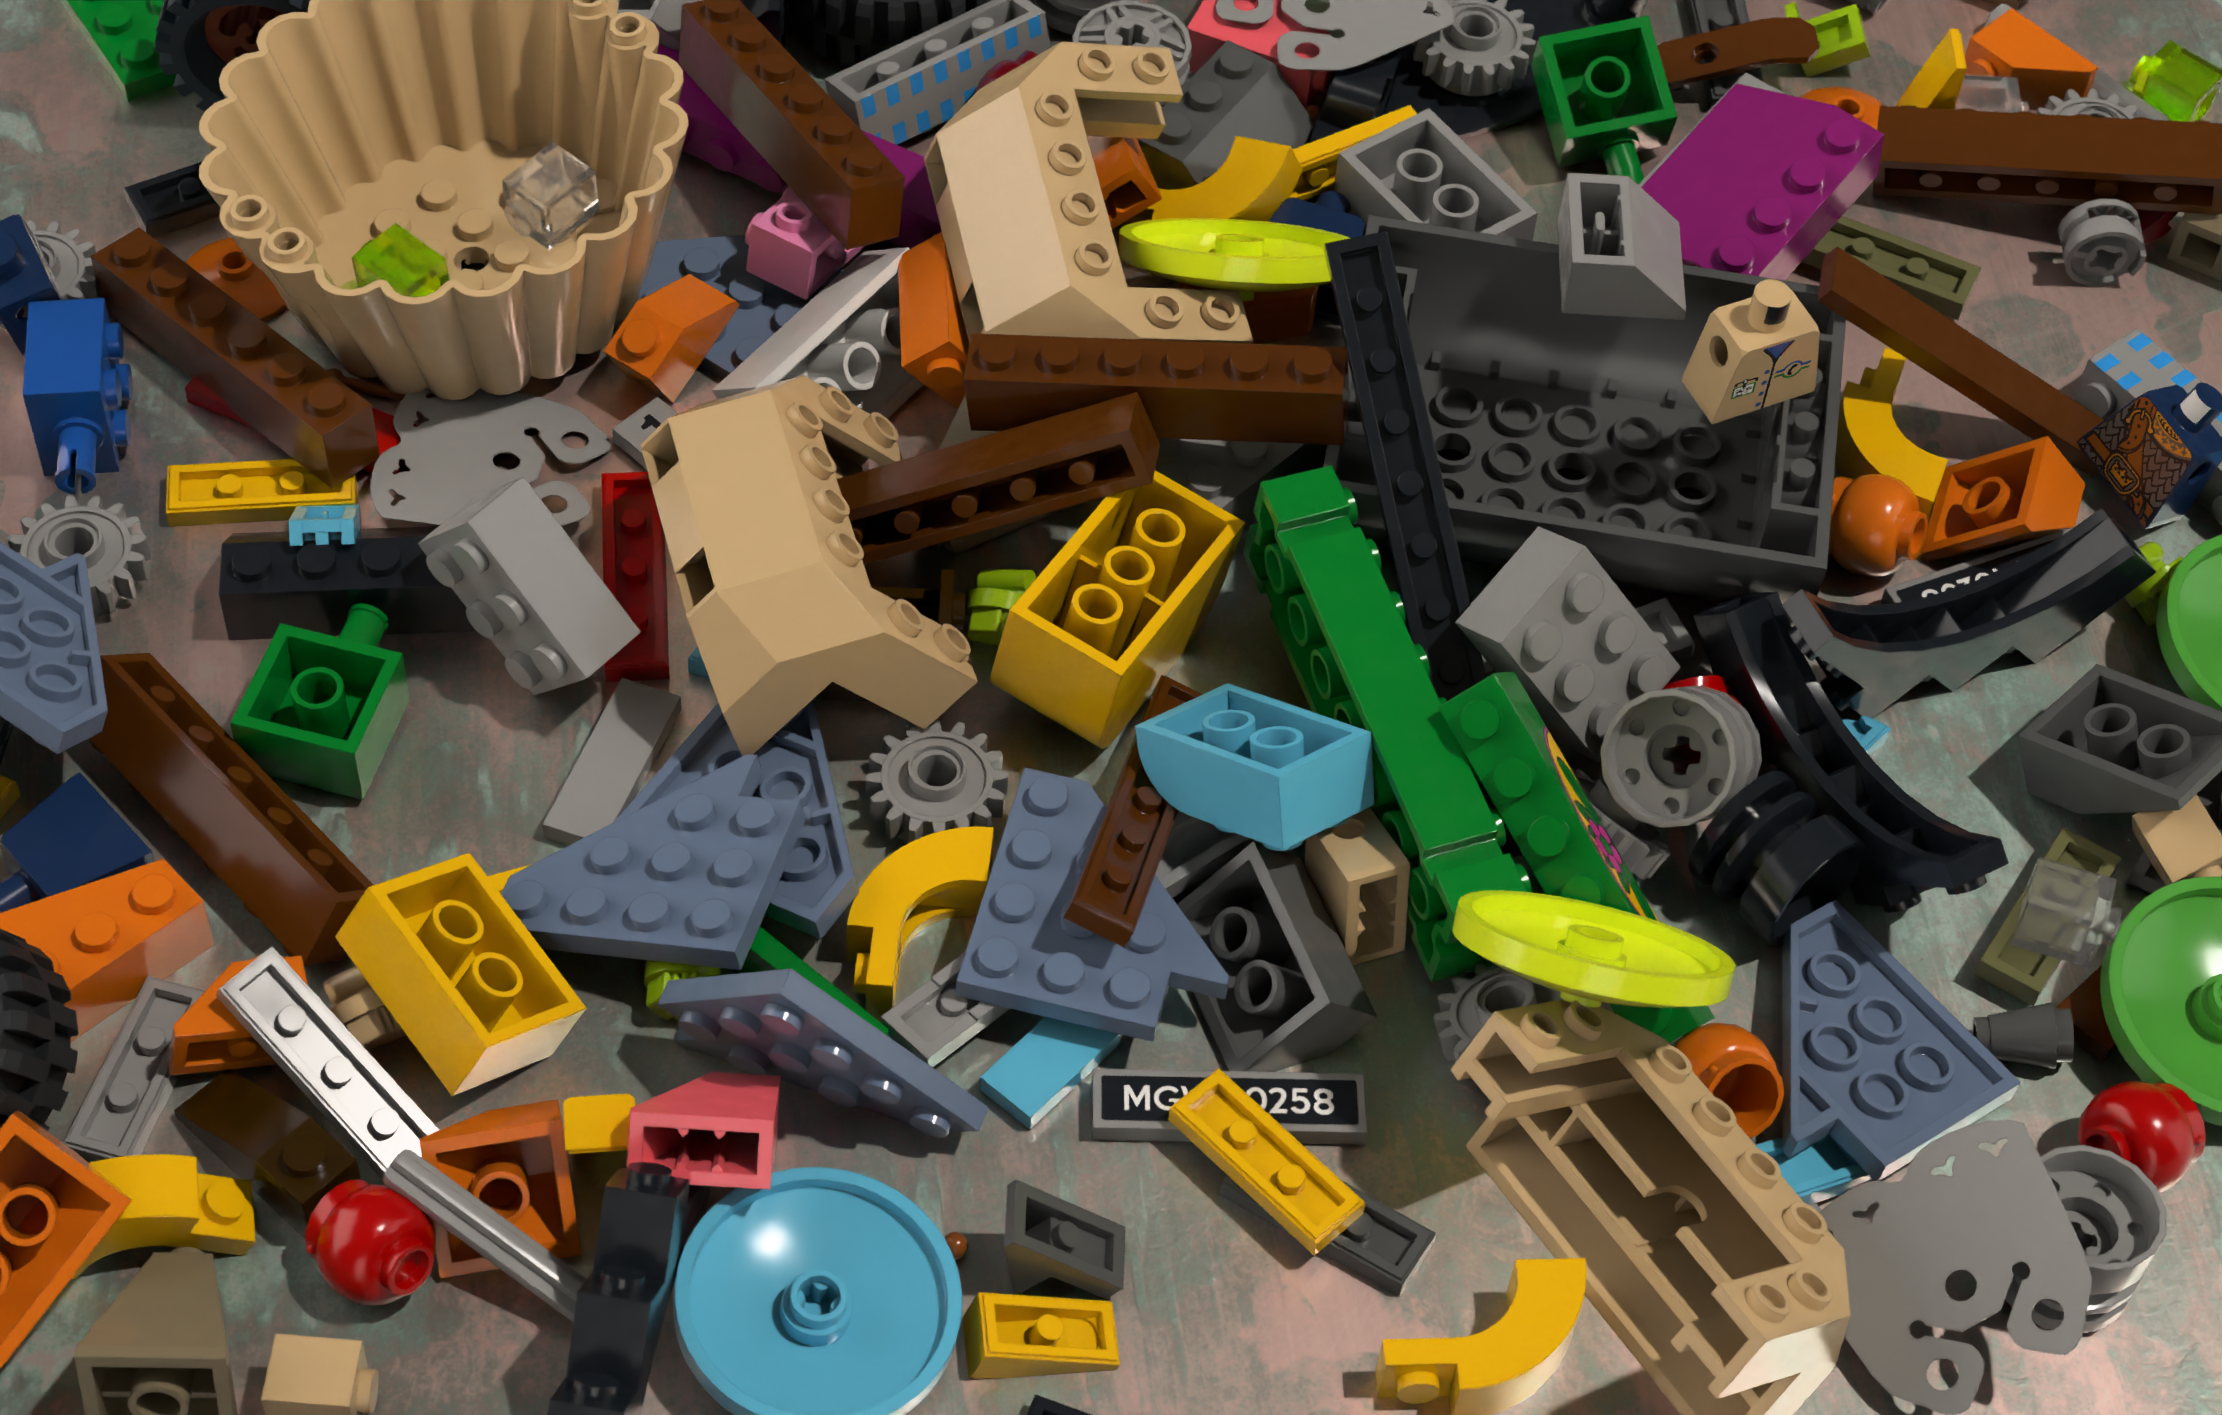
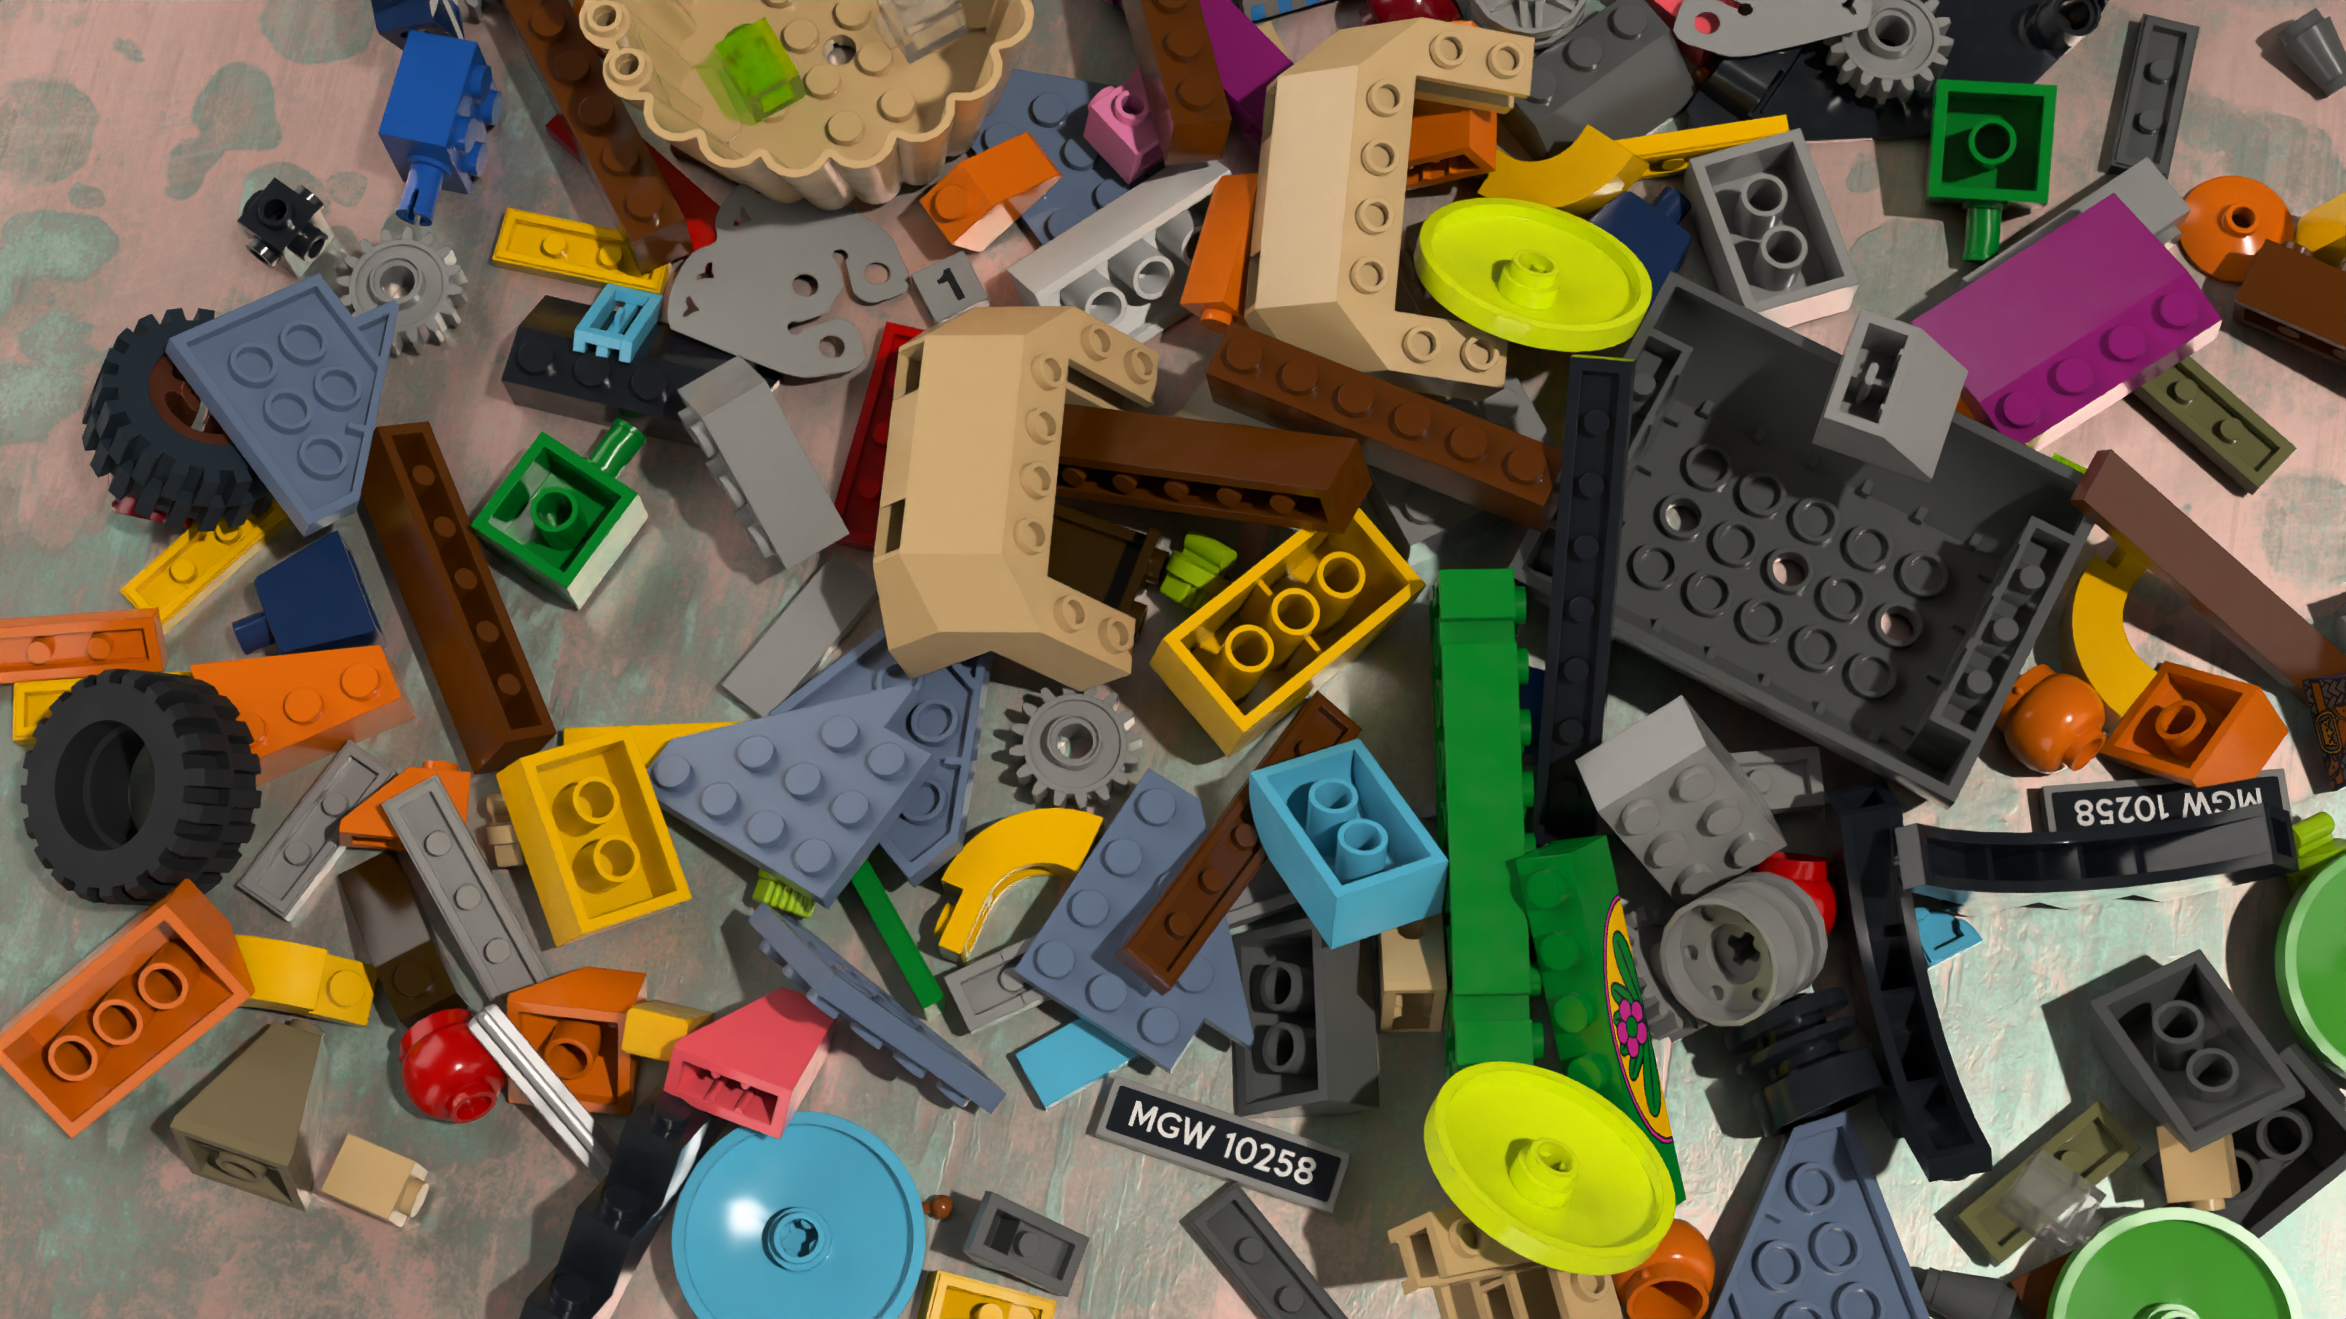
camera: 25 degrees right, 20 degrees up
(1266, 1161) = (1230, 1217): yellow tile -> none
(1738, 49) = (2157, 123): reddish brown piece -> none
(1754, 354) = (1976, 558): tan torso -> none
(1839, 38) = (2256, 123): lime bracket -> none

